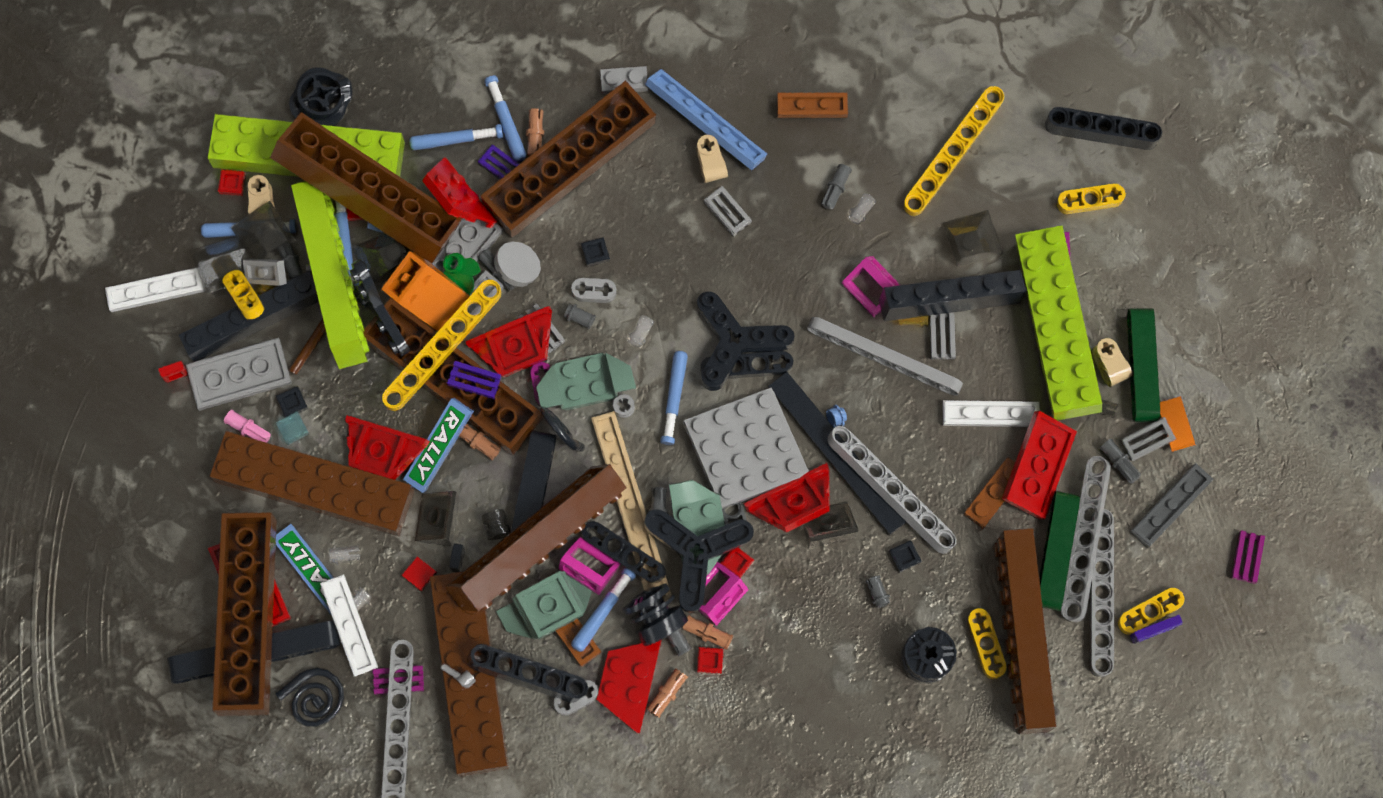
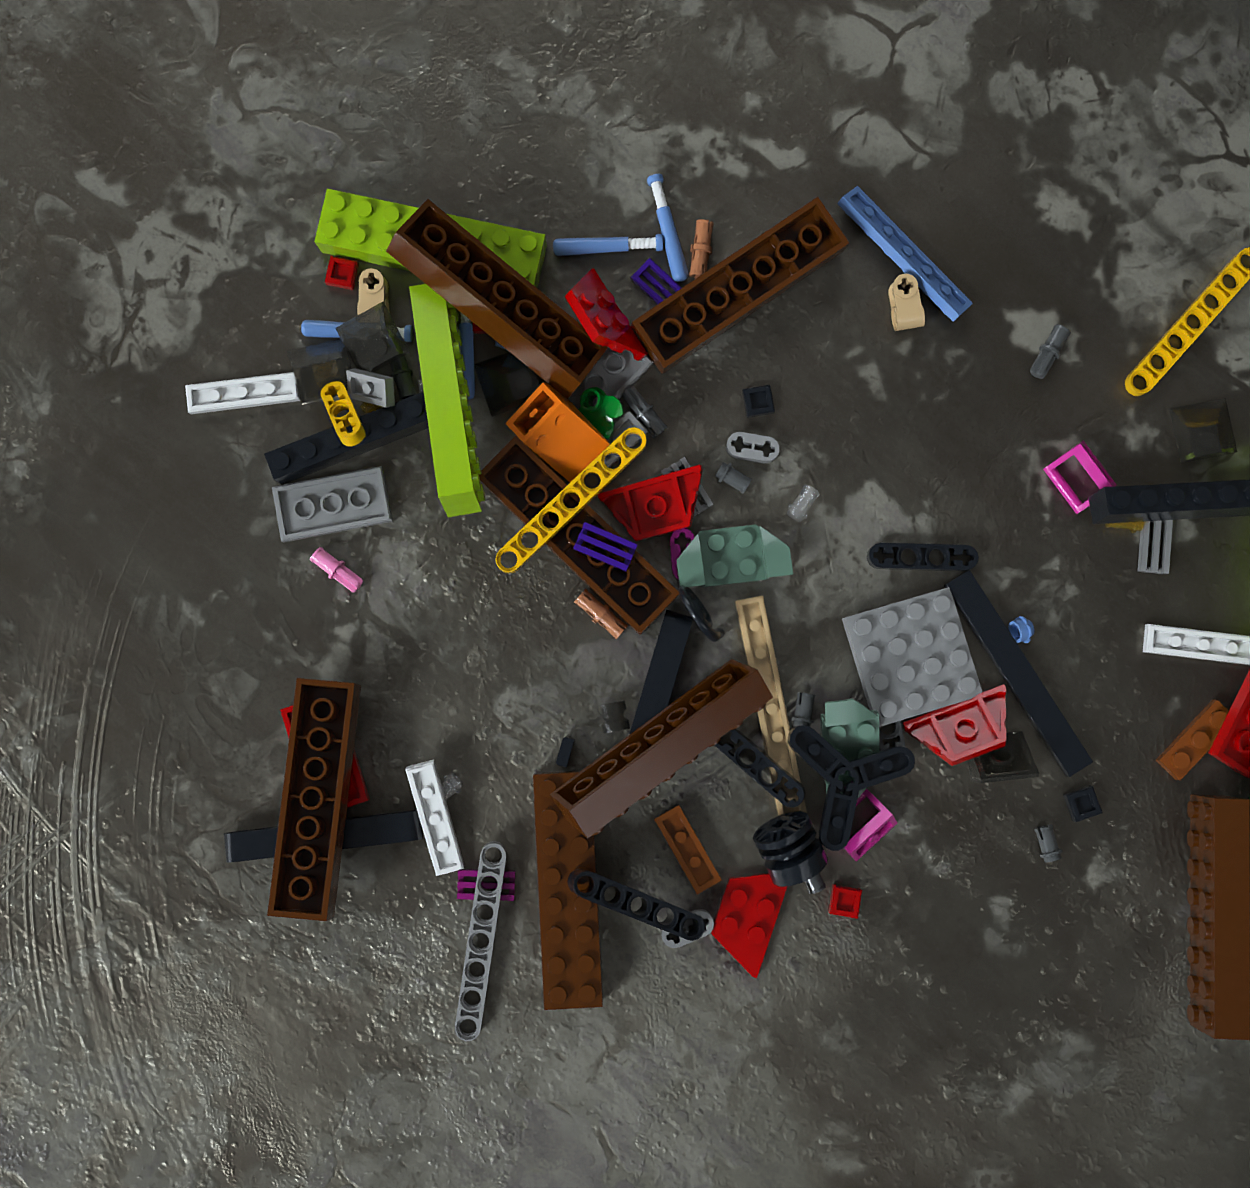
camera: 10 degrees right, 10 degrees up
(173, 371) = (256, 494): red tile -> none
(292, 401) = (390, 544): black tile -> none
(292, 428) = (389, 575): clear light blue tile -> none
(304, 561) = (390, 734): tile -> none
(308, 348) = (413, 483): reddish brown bar -> none
(312, 483) = (405, 646): reddish brown brick -> none
(316, 700) = (391, 899): black piece -> none
(339, 87) = (477, 170): black piece -> none
(342, 554) = (436, 731): clear pin -> none
(368, 297) = (489, 432): black piece -> none
(380, 448) = (488, 613): red wing -> none
(419, 573) = (520, 763): red tile -> none
(437, 518) = (546, 701): clear smoke slope -> none
(441, 442) = (556, 617): tile -> none
(464, 679) = (563, 905): light grey hand -> none
(517, 264) = (666, 407): light grey tile -> none
(545, 606) = (668, 819): sand green piece -> none
(584, 574) = (709, 787): dark pink tile -> none
(591, 626) = (721, 841): medium blue piece -> none
(614, 77) = (800, 192): light grey plate -> none
(616, 407) = (782, 588): light grey bush -> none
(667, 693) = (792, 934): nougat pin -> none
(675, 389) = (834, 584): medium blue piece -> none
(708, 632) = (848, 870): nougat pin -> none
(737, 562) = (888, 792): red tile -> none
(739, 225) = (939, 380): light grey tile -> none
(751, 340) = (932, 526): black piece -> none
(812, 105) = (1032, 248): dark orange plate -> none
(859, 212) = (1072, 388): clear pin -> none
(885, 356) = (1086, 563): light grey beam -> none
(897, 500) = (1090, 731): light grey beam -> none
(933, 669) = (1085, 929): black wheel -> none
(974, 627) = (1163, 939): yellow beam -> none

